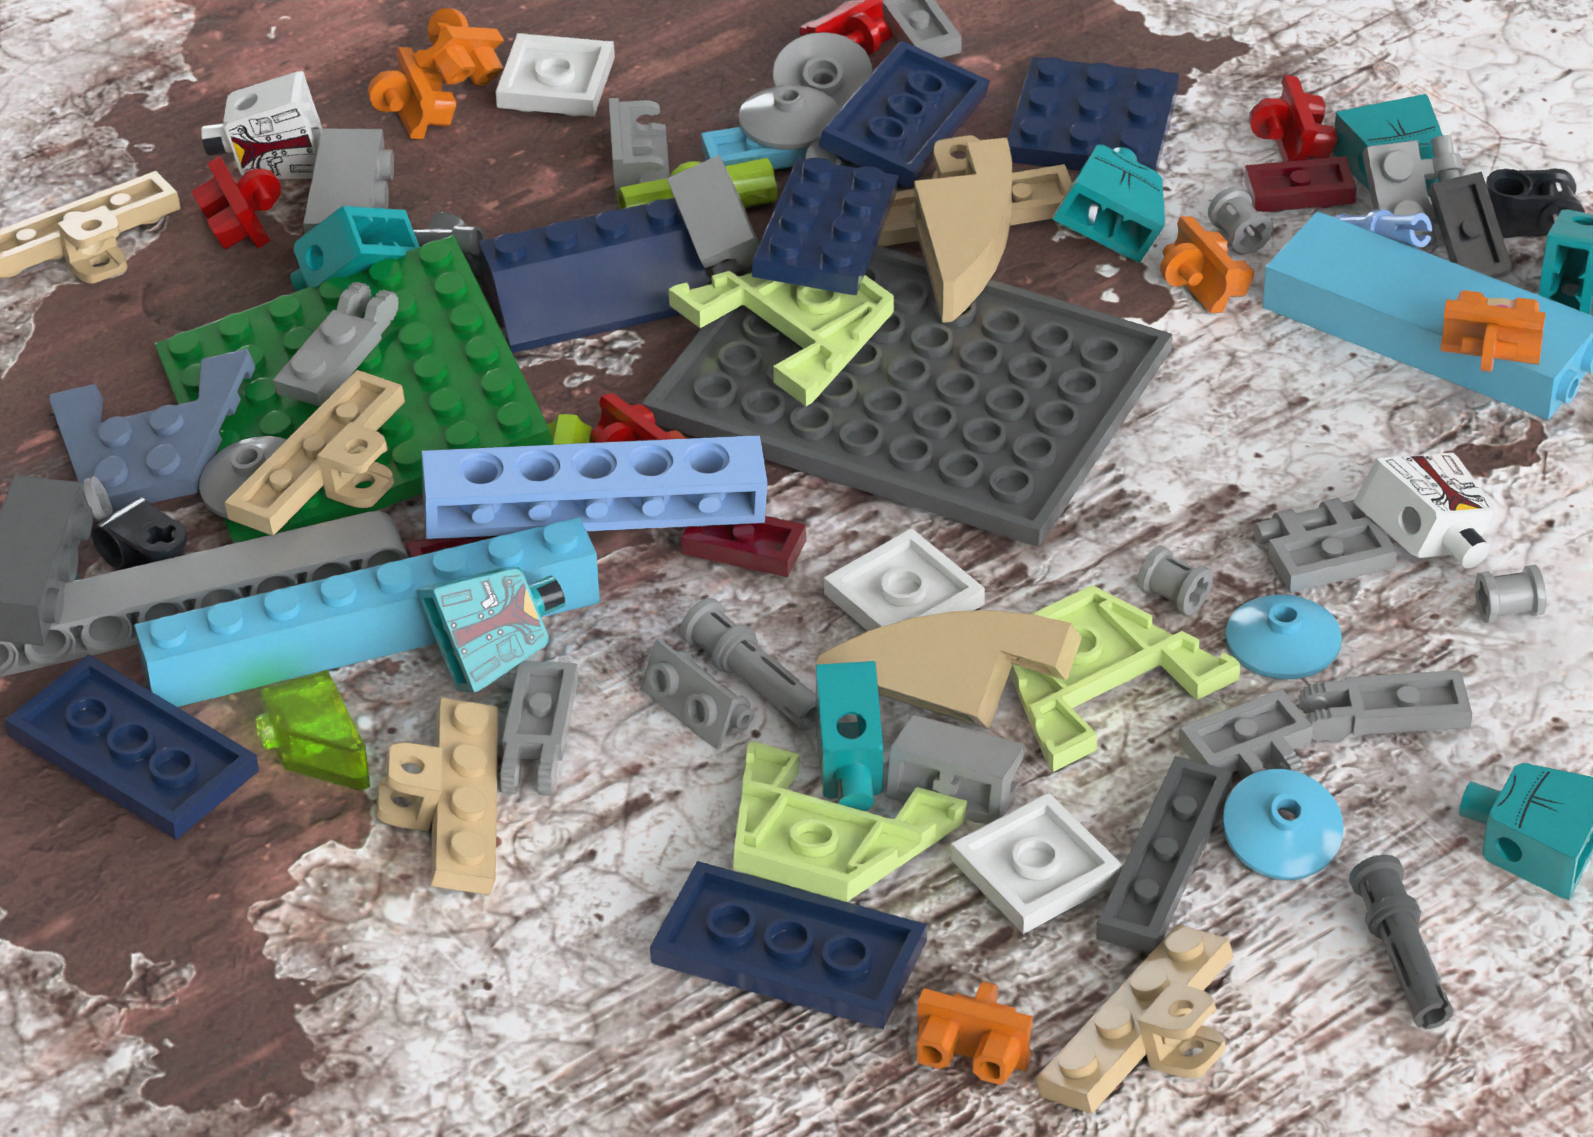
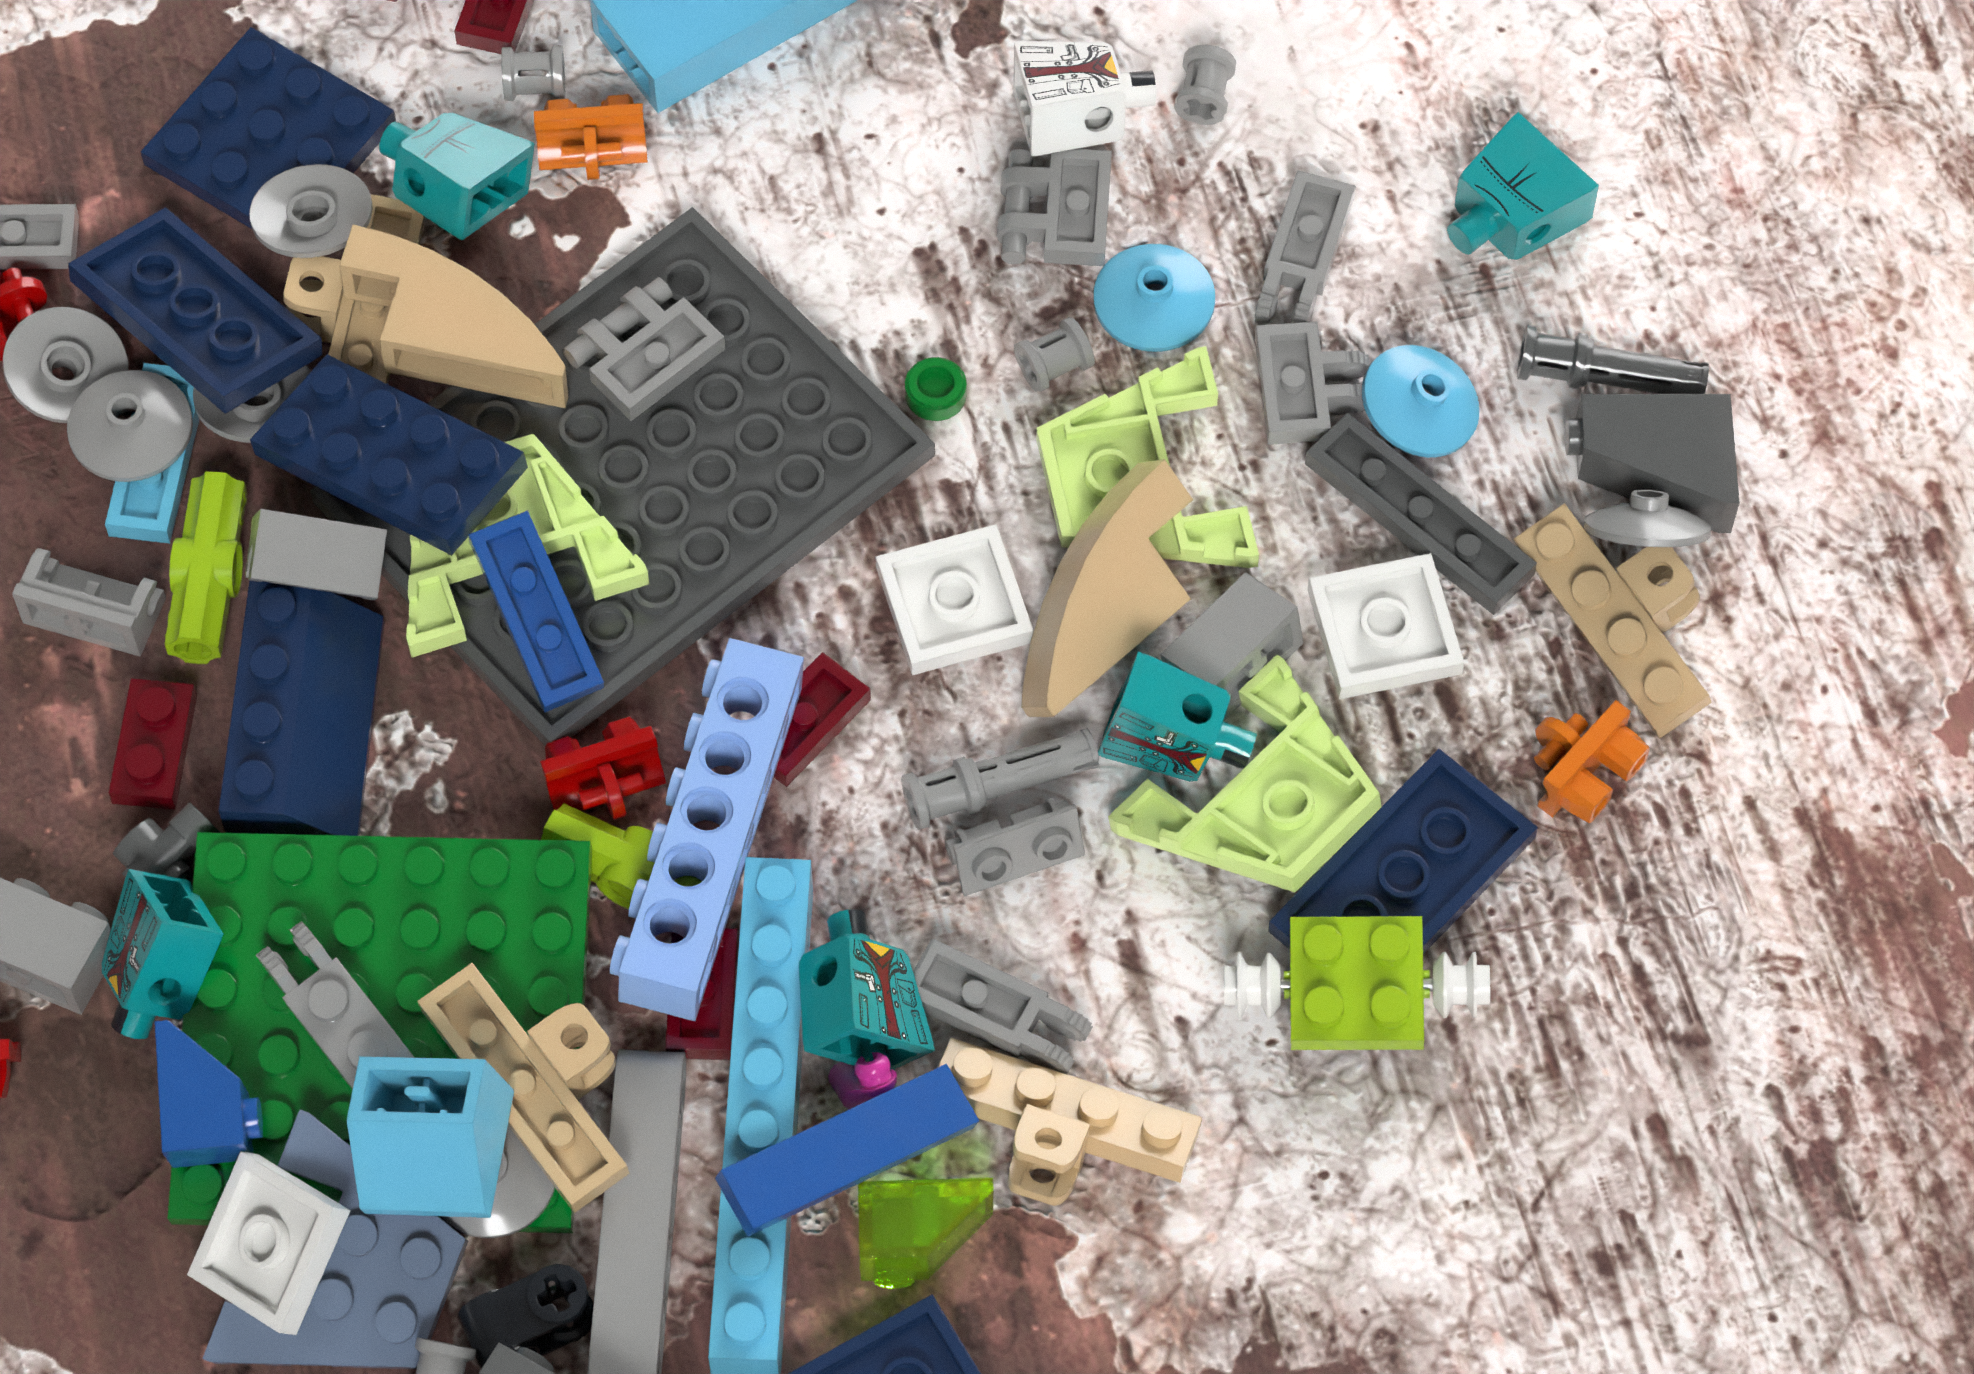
camera: 70 degrees left, 20 degrees up
(140, 376) = (268, 1243): none -> white plate
(234, 298) = (201, 1103): none -> blue slope
(241, 399) = (427, 1135): none -> medium azure slope
(345, 644) = (846, 1149): none -> blue tile
(422, 653) = (863, 1080): none -> dark pink arm
(537, 213) = (153, 744): none -> dark red plate
(659, 928) = (1357, 983): none -> lime plate
(733, 340) = (536, 611): none -> blue plate
(1014, 336) = (653, 359): none -> light grey plate
(1031, 134) = (310, 210): none -> light grey dish
(1103, 530) = (935, 389): none -> green tile
(1238, 997) = (1647, 522): none -> light grey dish
(1336, 1001) = (1661, 445): none -> dark grey slope

